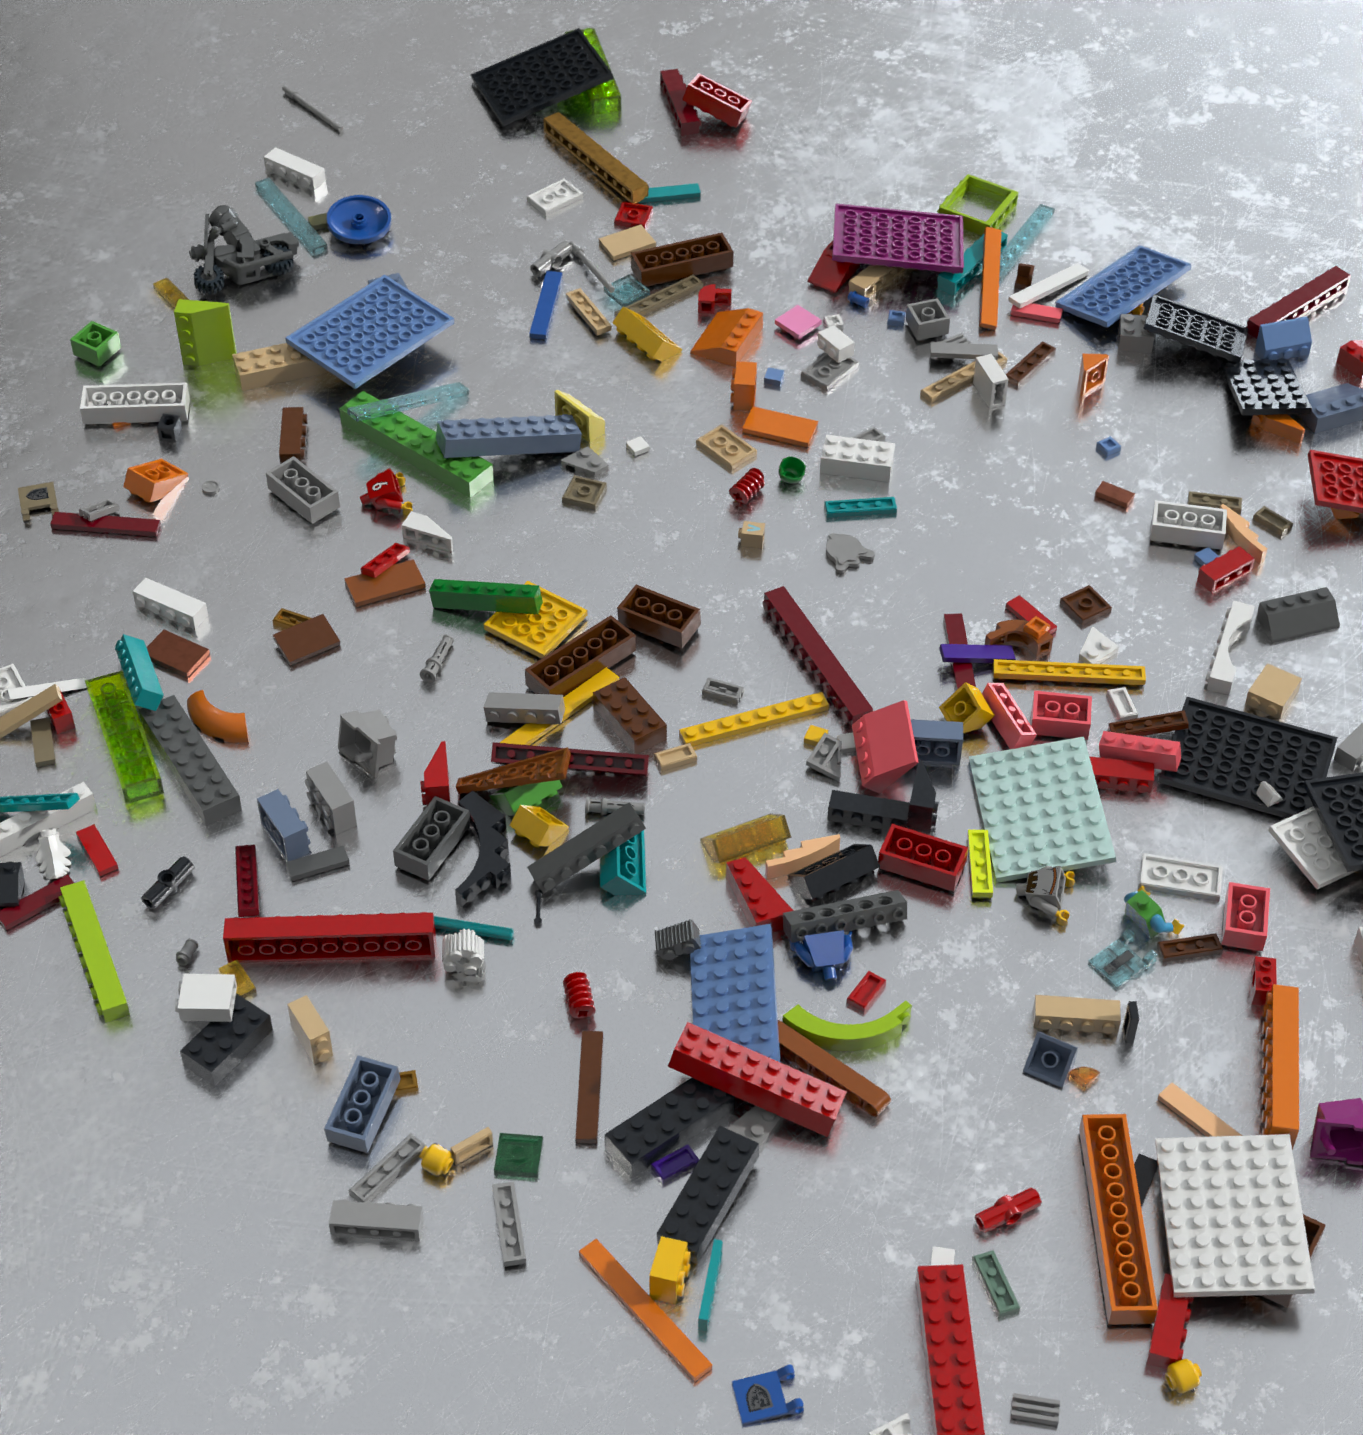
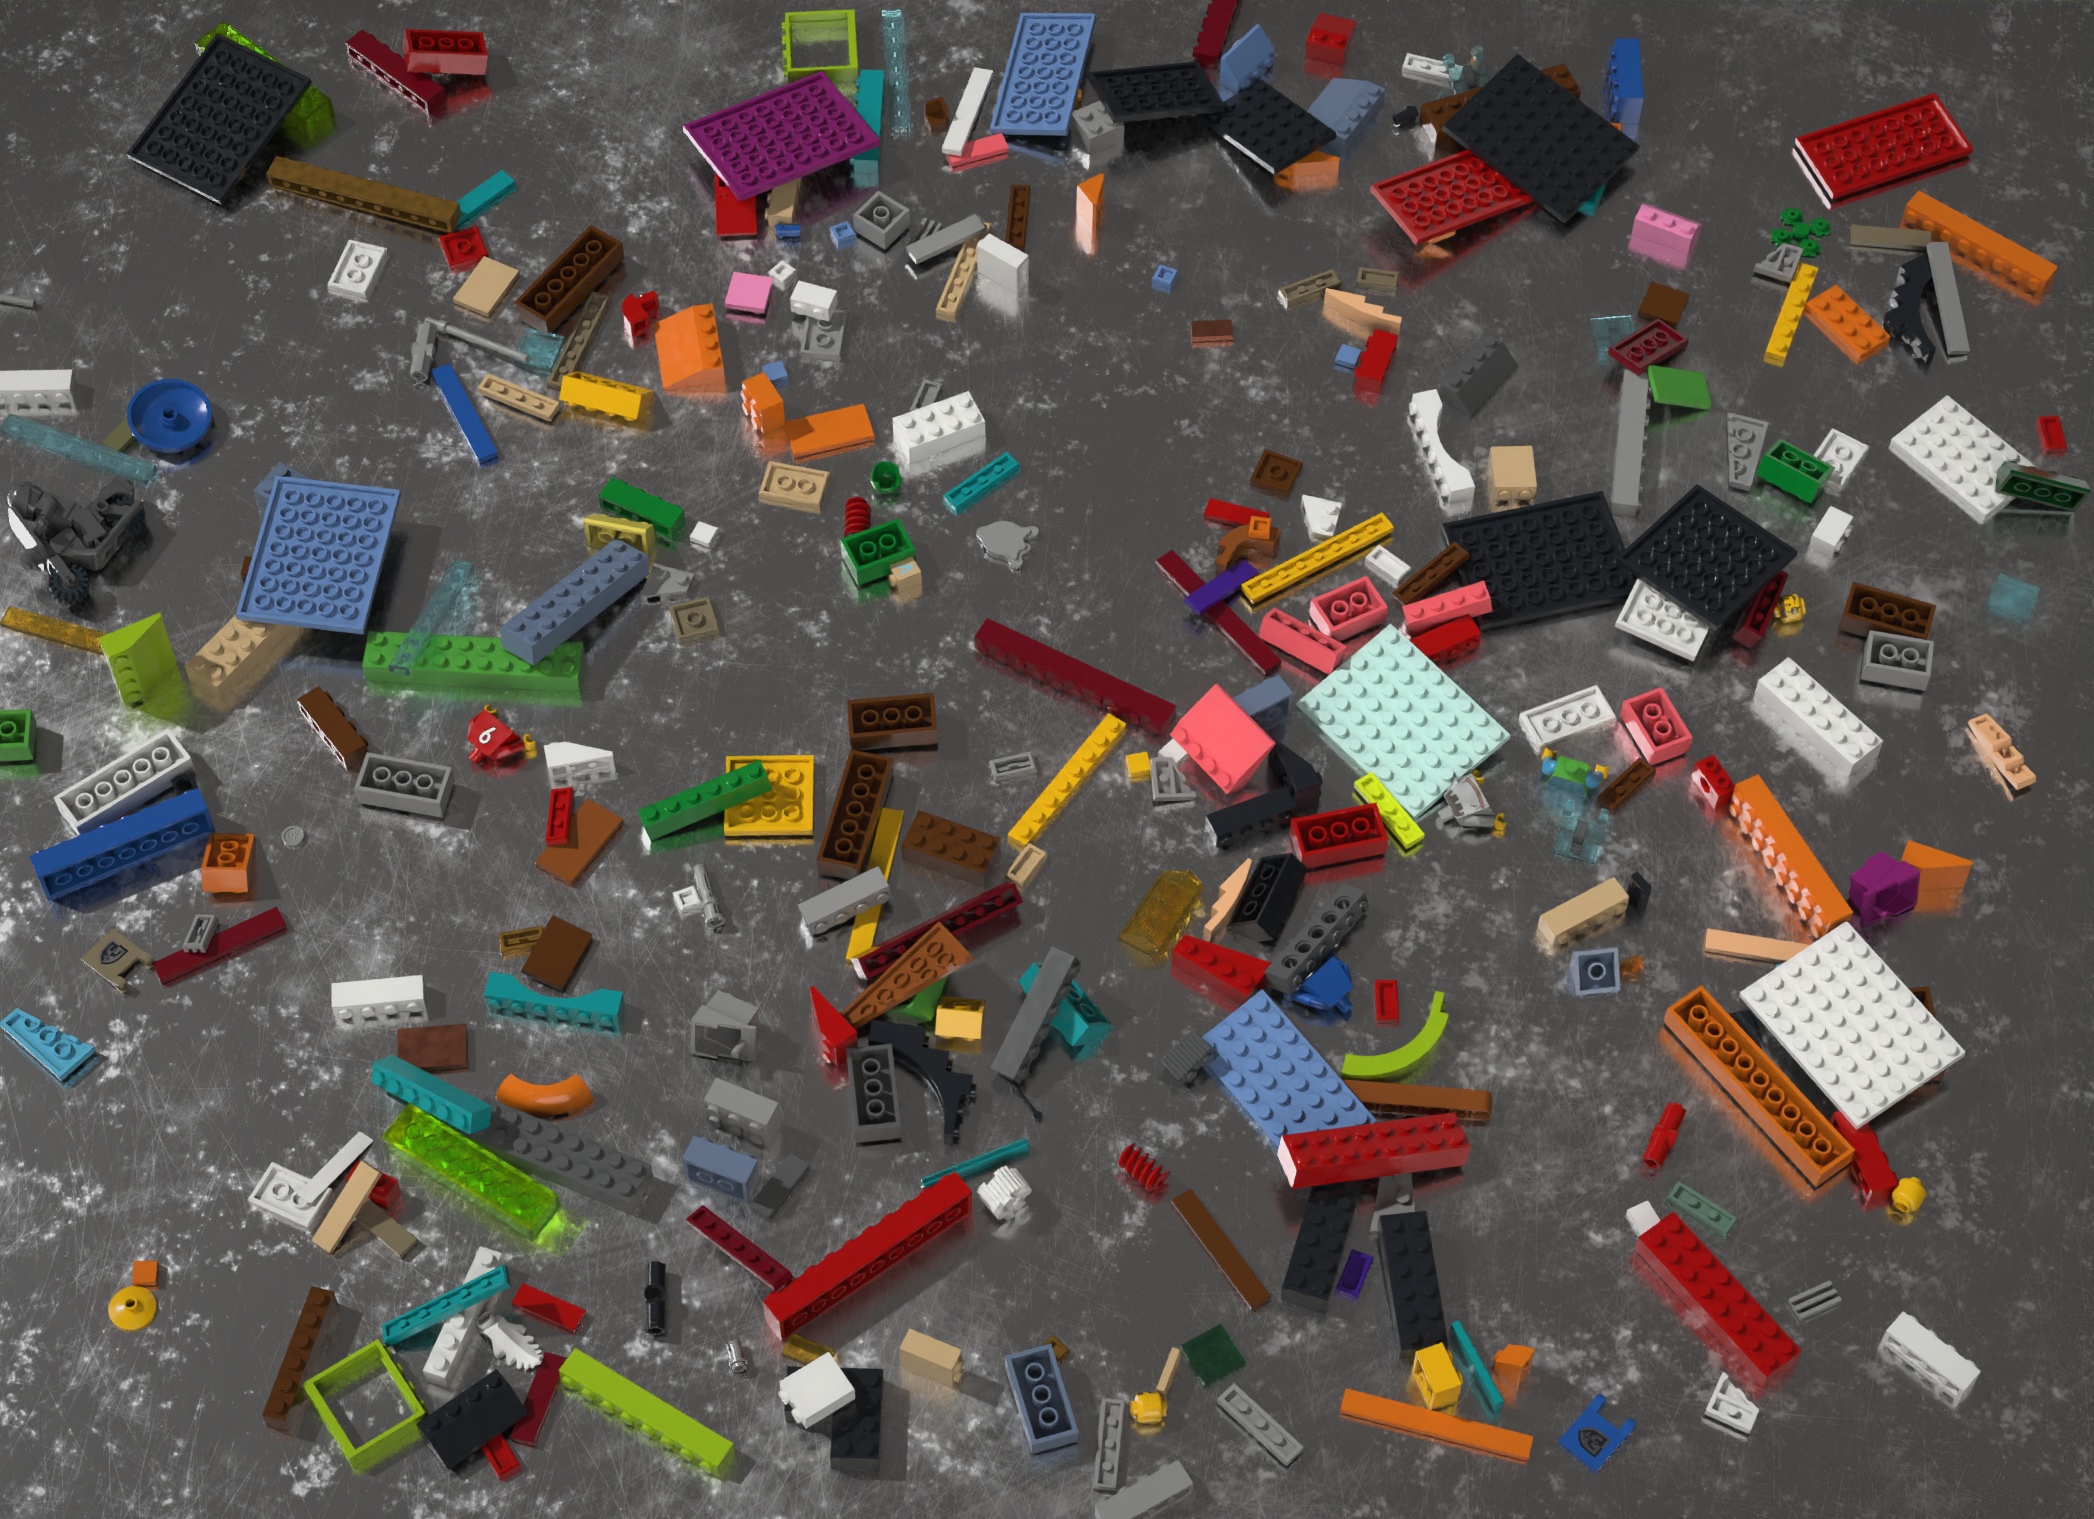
camera: 35 degrees left, 10 degrees up
(100, 433) = (122, 843): none -> blue brick
(302, 685) = (600, 1006): none -> teal arch
(422, 653) = (687, 899): none -> white tile
(604, 806) = (1004, 958): light grey pin -> none
(609, 408) = (641, 507): none -> green brick
(741, 1300) = (1513, 1362): none -> orange slope
(743, 505) = (875, 549): none -> green brick
(967, 706) = (1260, 655): yellow slope -> none
(990, 278) = (906, 134): orange tile -> none
(1188, 524) = (1310, 329): white brick -> none
(1268, 794) = (1588, 588): white slope -> none

